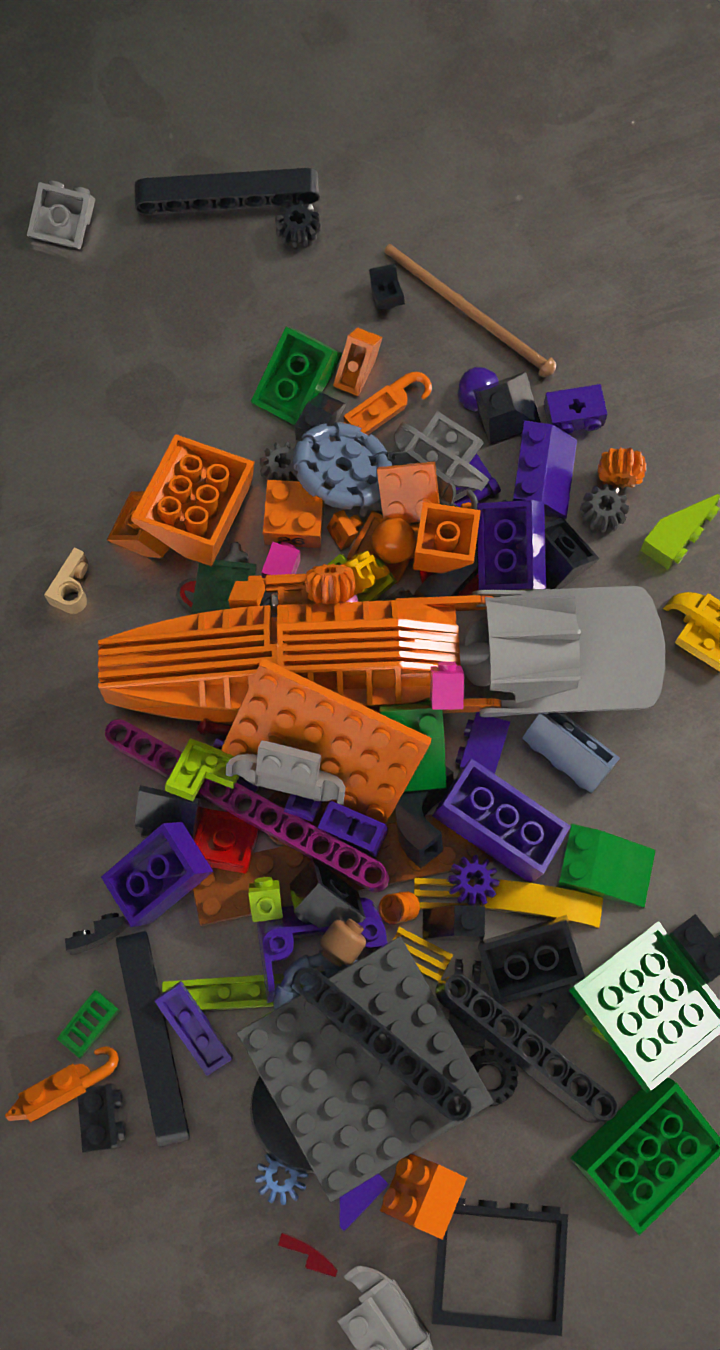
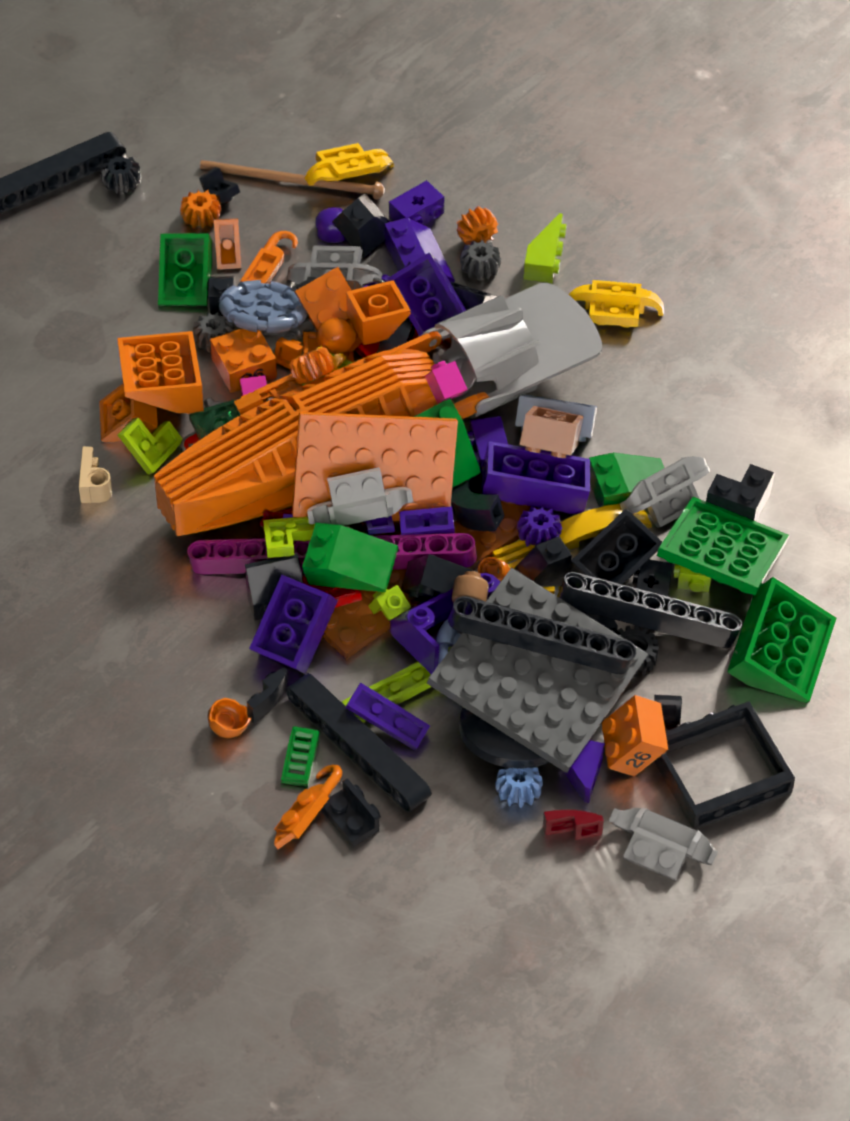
camera: 30 degrees left, 20 degrees down
(42, 943) = (228, 718): none -> orange hair
(141, 580) = (149, 448): none -> lime plate
(245, 835) = (348, 559): none -> green slope
(353, 306) = (200, 209): none -> orange gear
(482, 1169) = (671, 708): none -> black tile
(532, 321) = (346, 163): none -> yellow plate
(543, 779) = (551, 431): none -> nougat brick
(633, 907) = (667, 490): none -> light grey plate

